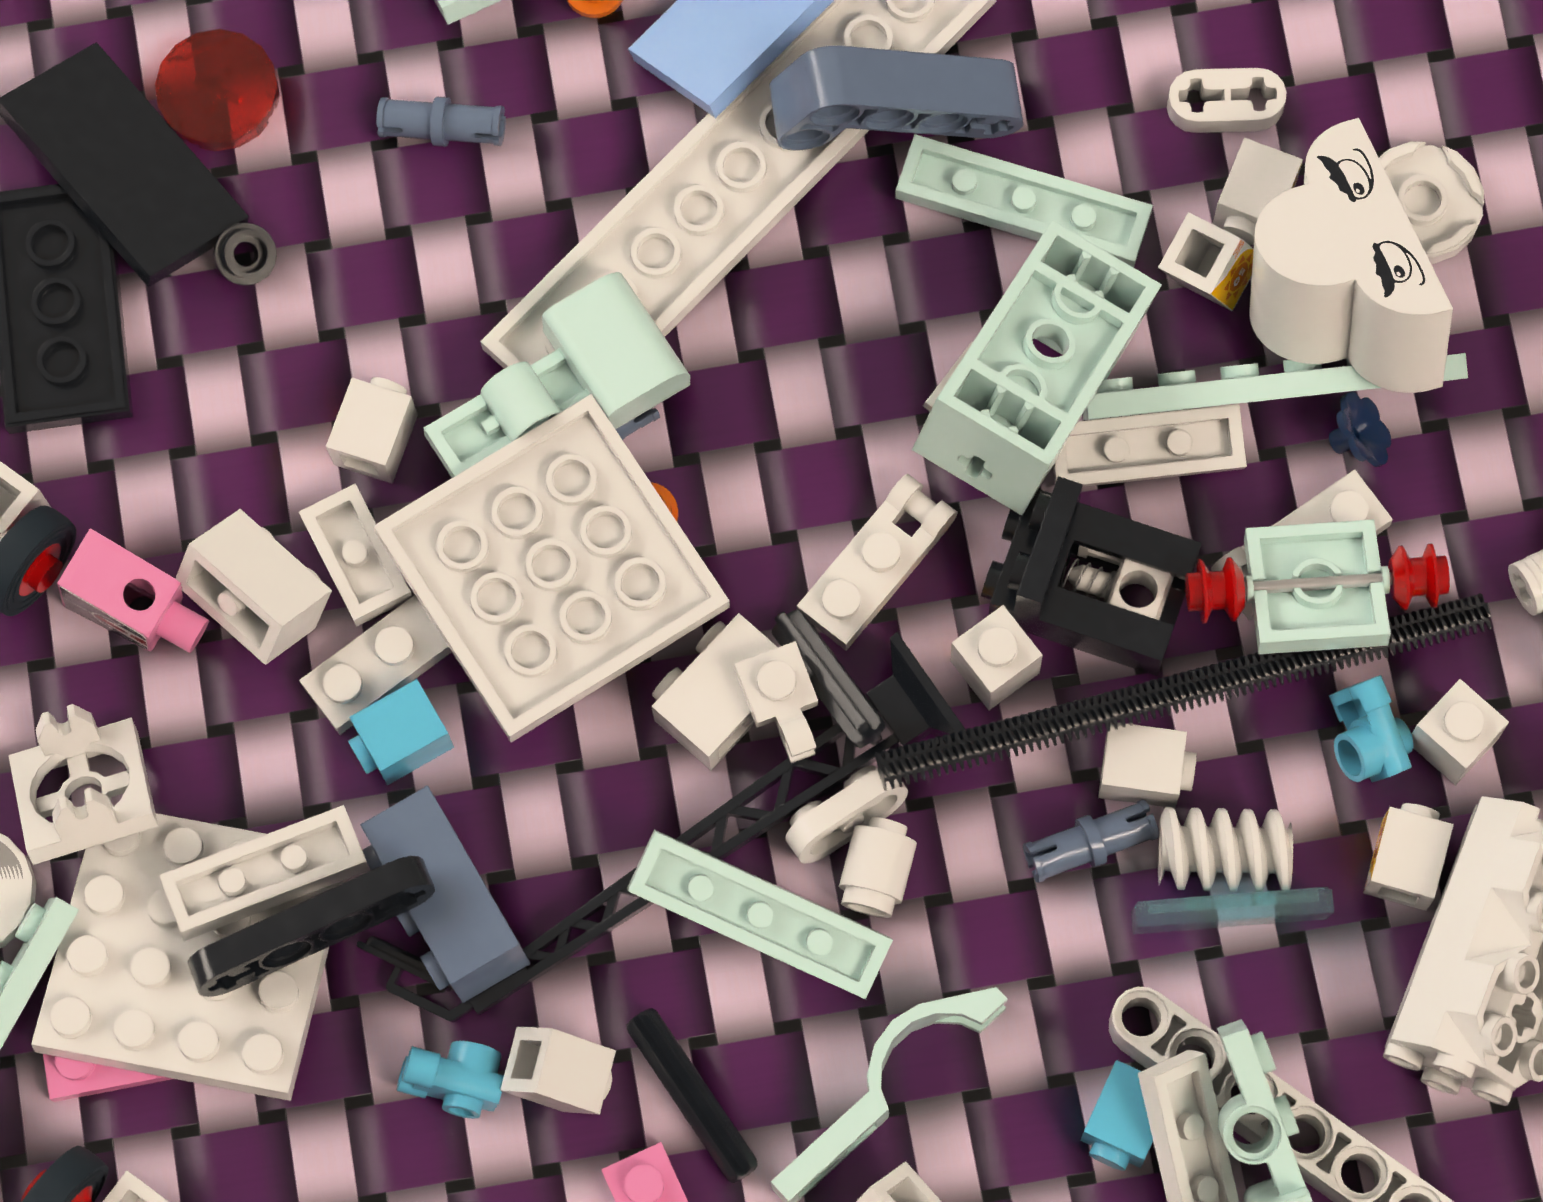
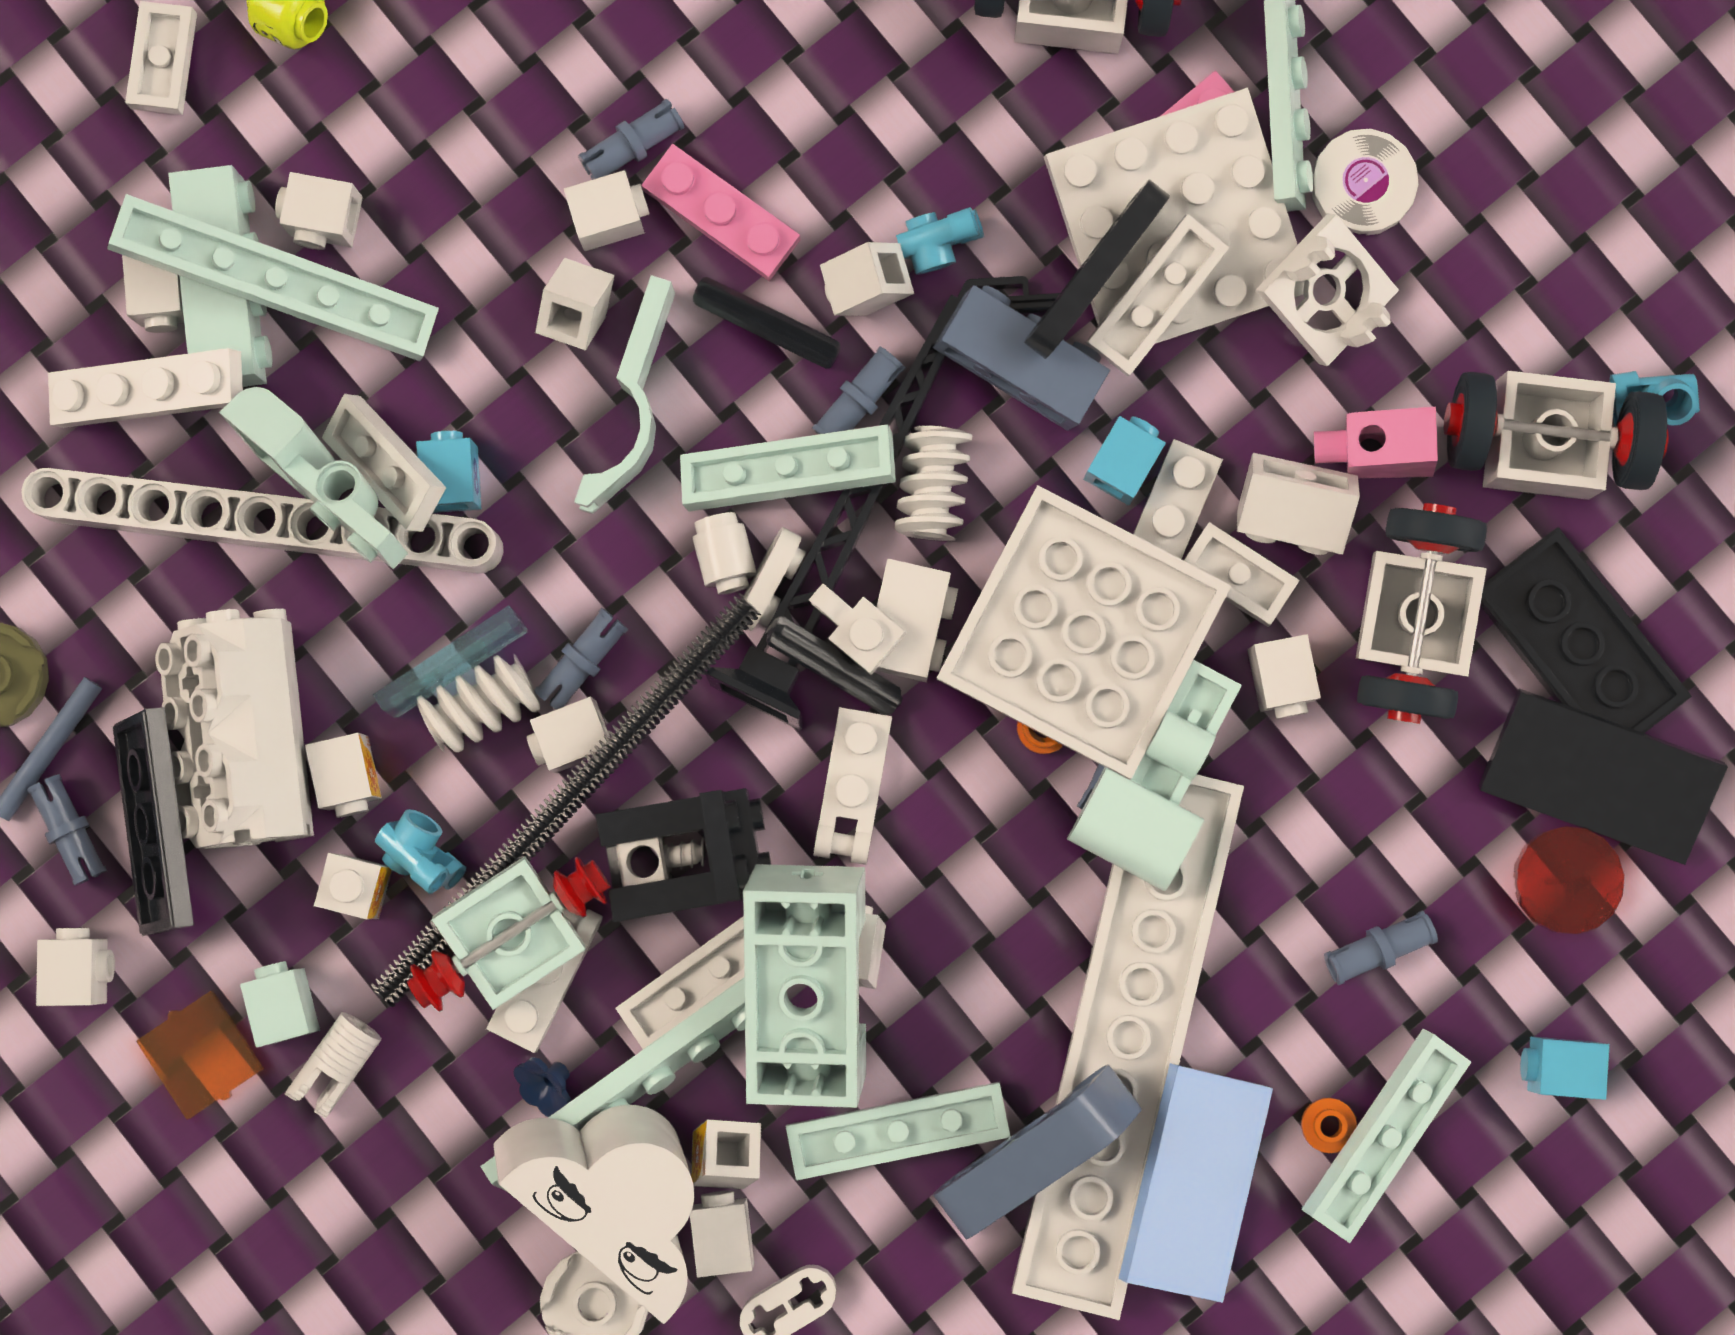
camera: 150 degrees right, 10 degrees up
(201, 403) = (1421, 612): none -> brick
(263, 248) = (1450, 751): black plate -> none
(611, 817) = (932, 482): none -> white piece
(639, 956) = (861, 393): none -> sand blue pin
(996, 657) = (721, 754): white brick -> none

